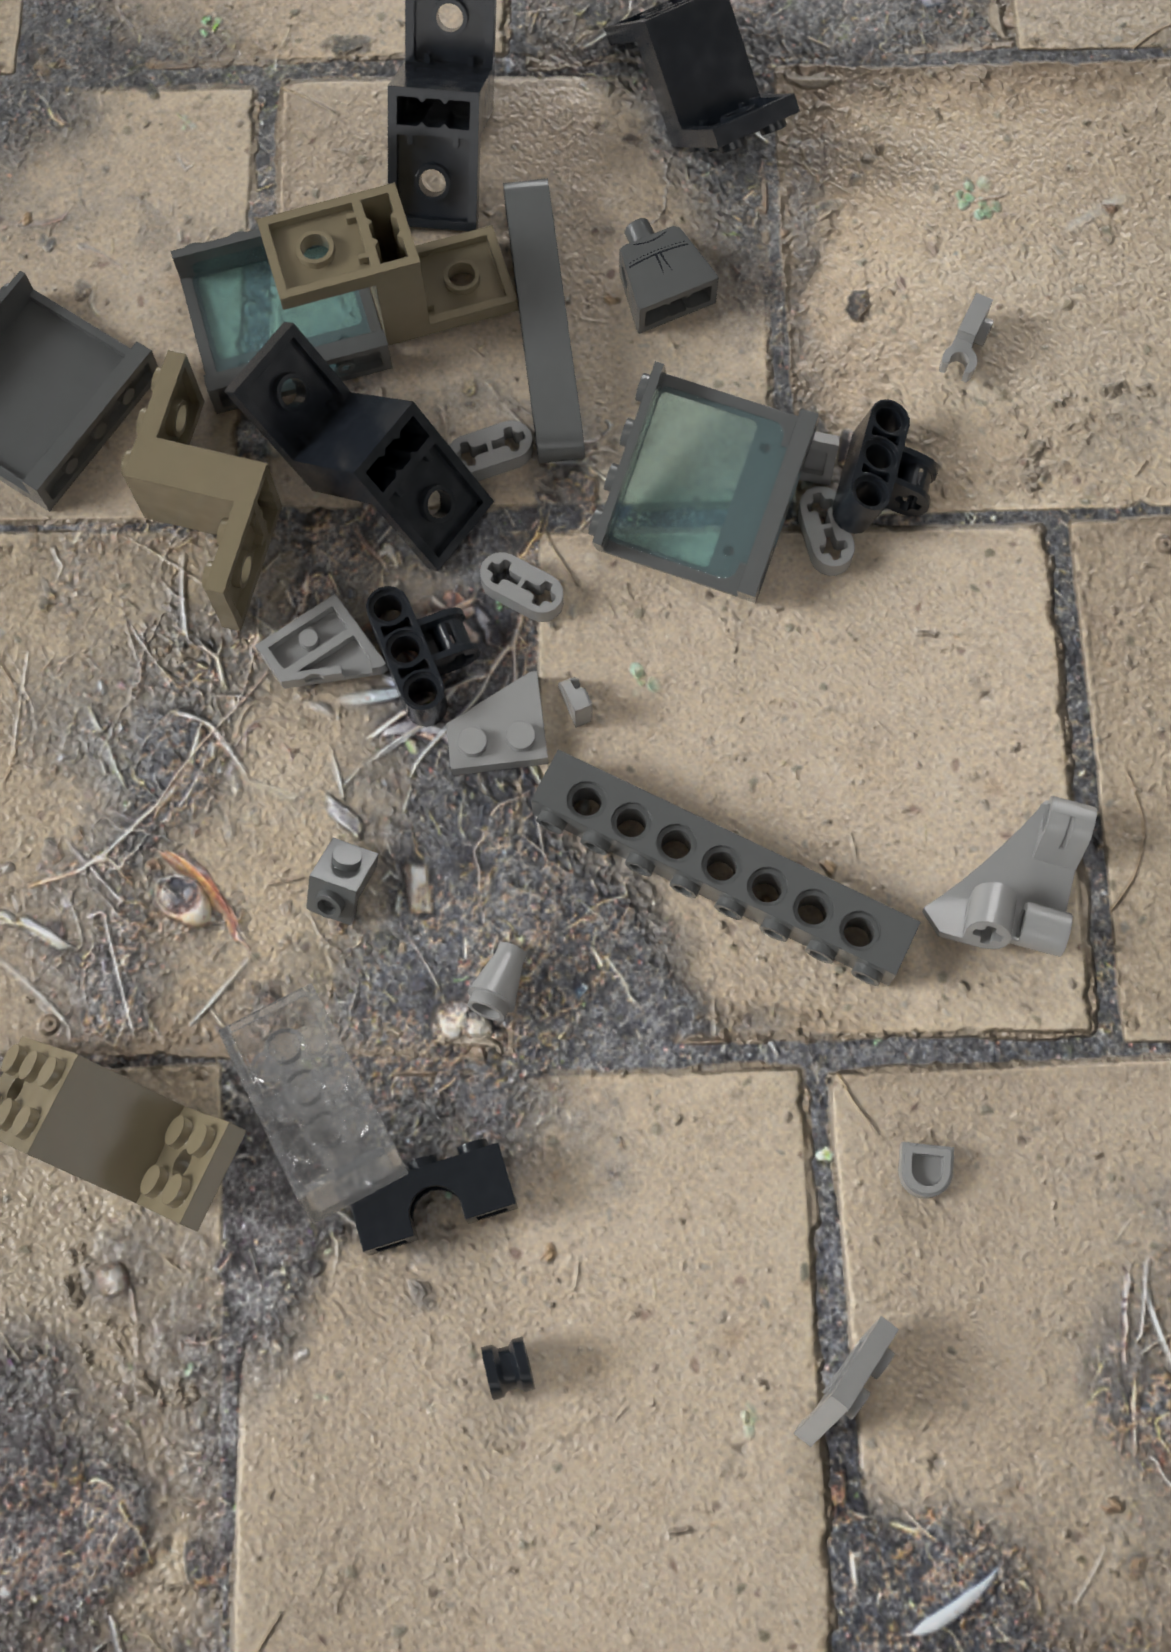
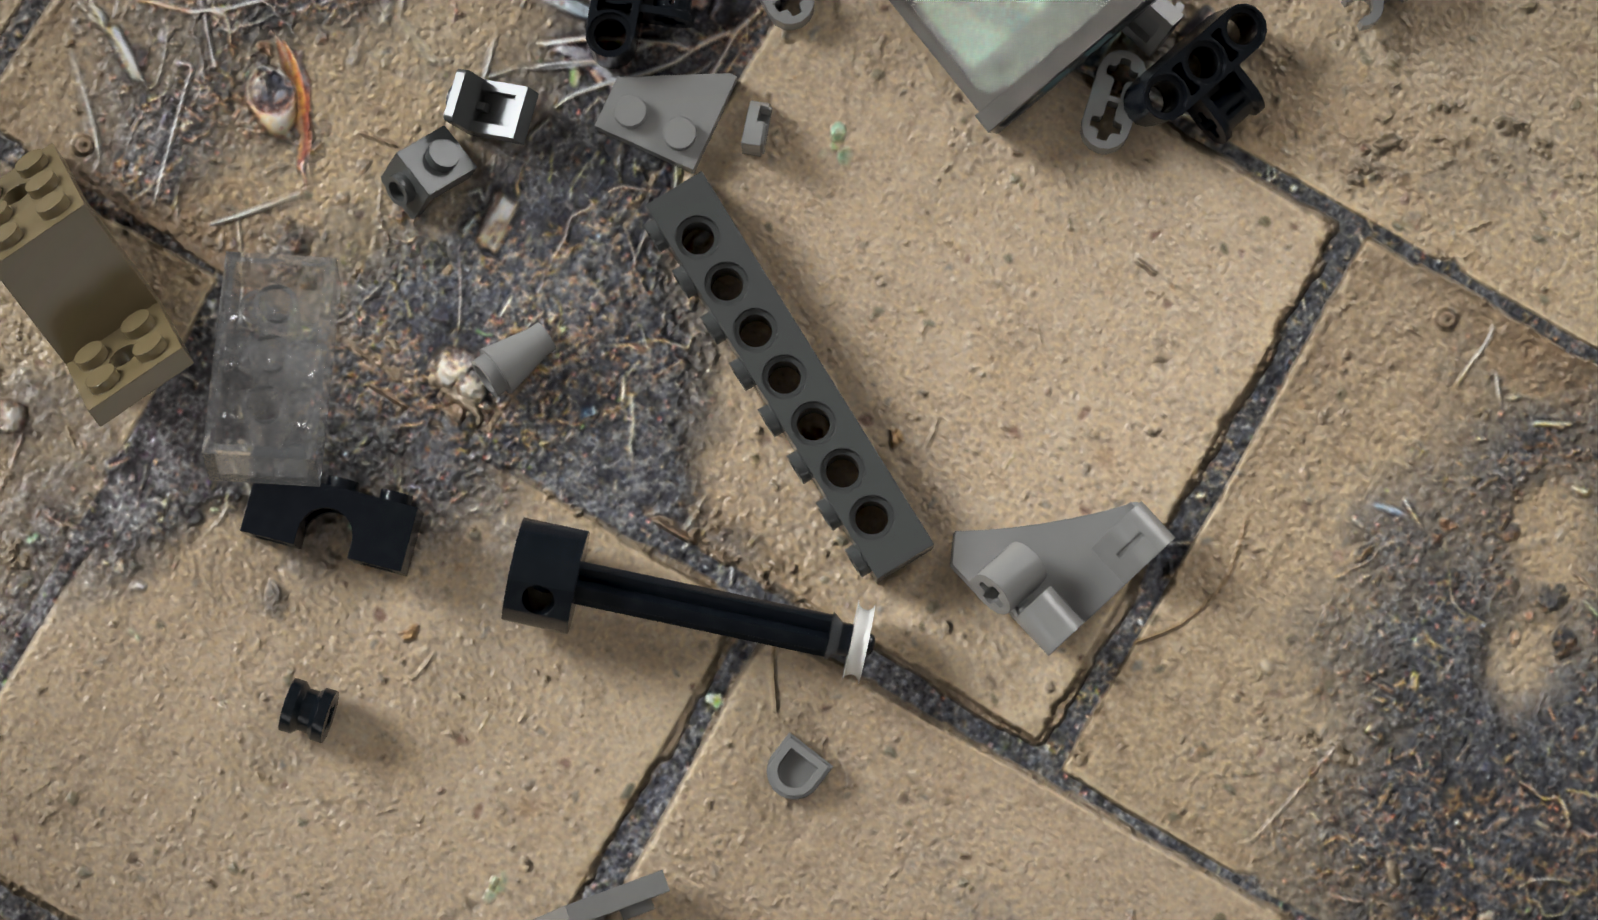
camera: 35 degrees right, 10 degrees up
(362, 802) = (490, 107): none -> dark grey bracket
(642, 1131) = (552, 577): none -> black piece

